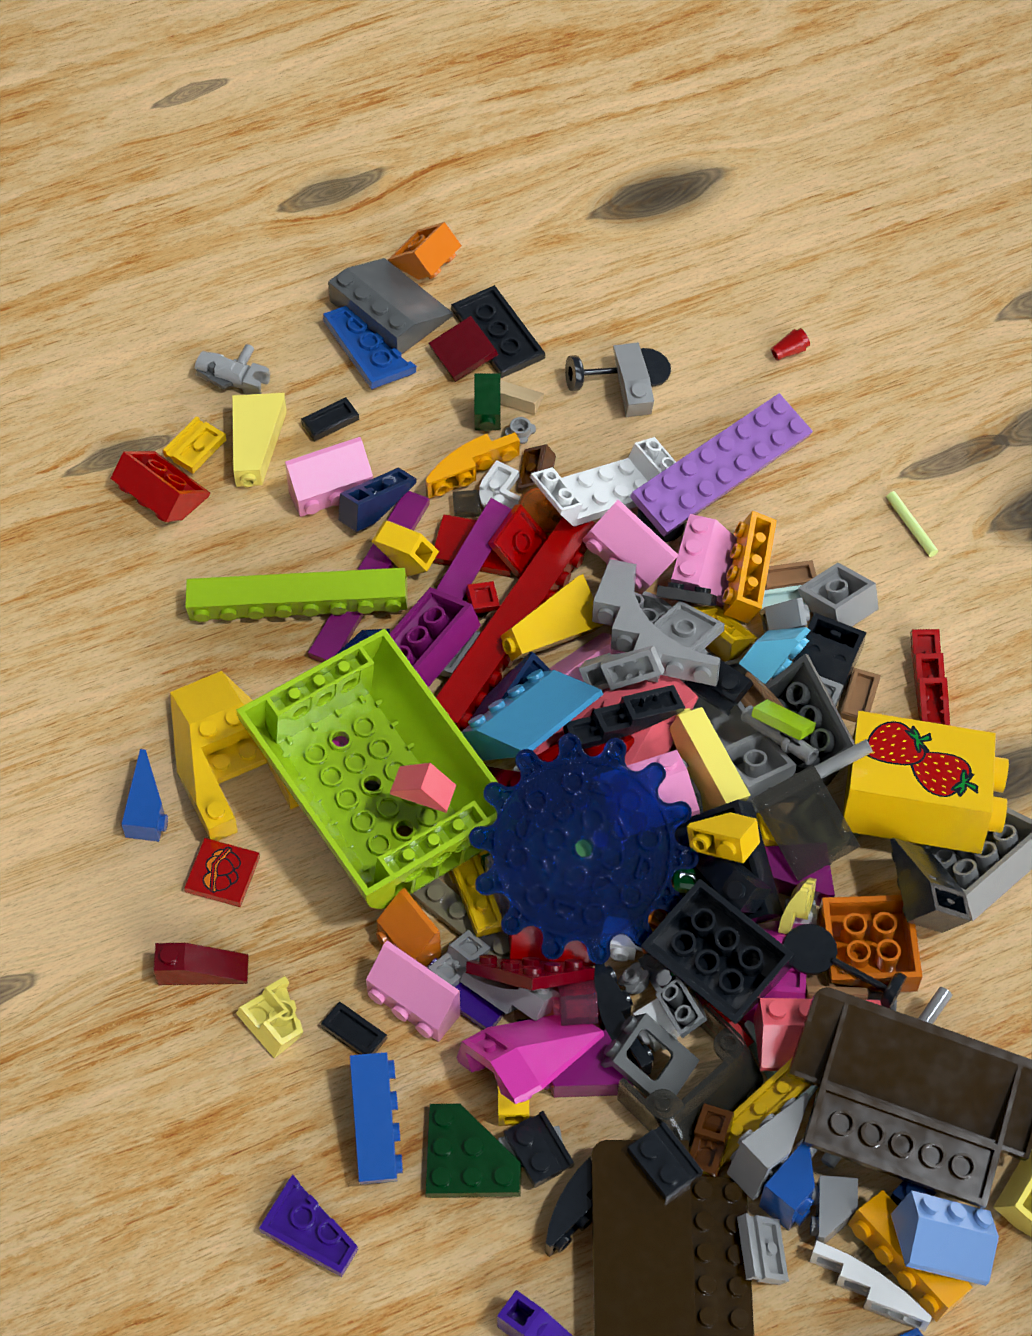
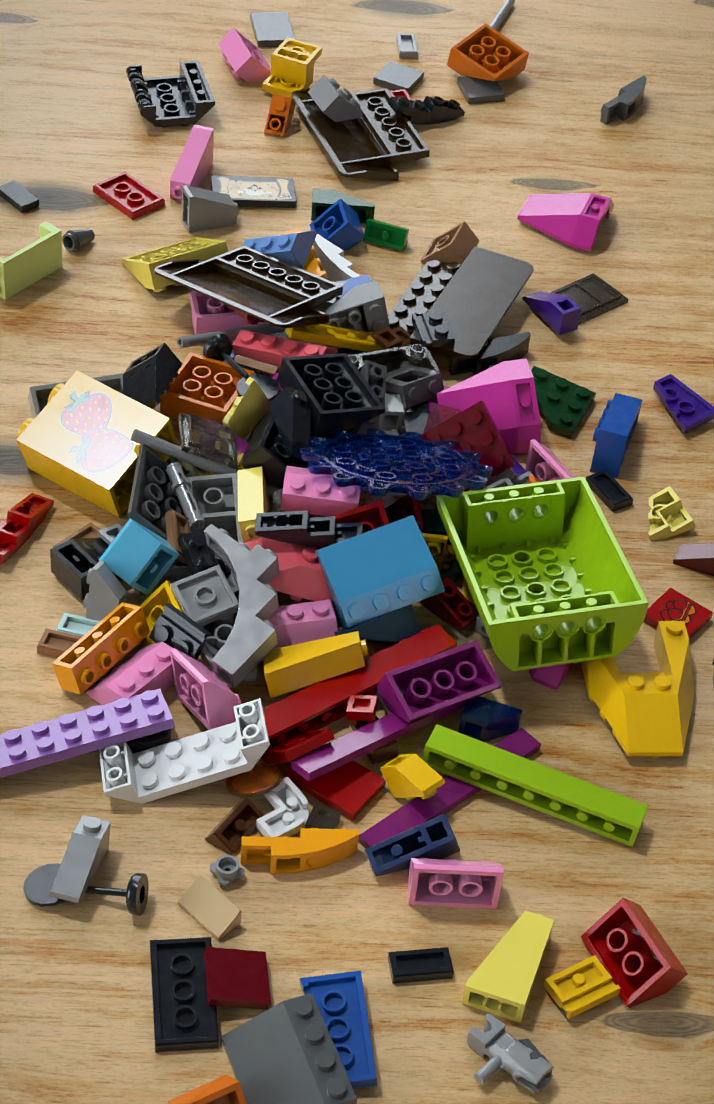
camera: 160 degrees left, 15 degrees down
(424, 786) = (511, 513): coral slope -> none
(487, 401) = (250, 893): dark green slope -> none
(622, 669) = (298, 583): light grey slope -> none
(725, 836) = (284, 423): yellow slope -> none
(762, 1249) = (395, 292): light grey plate -> none
(783, 719) = (179, 491): lime tile -> none
(840, 595) = (42, 597): light grey slope -> none

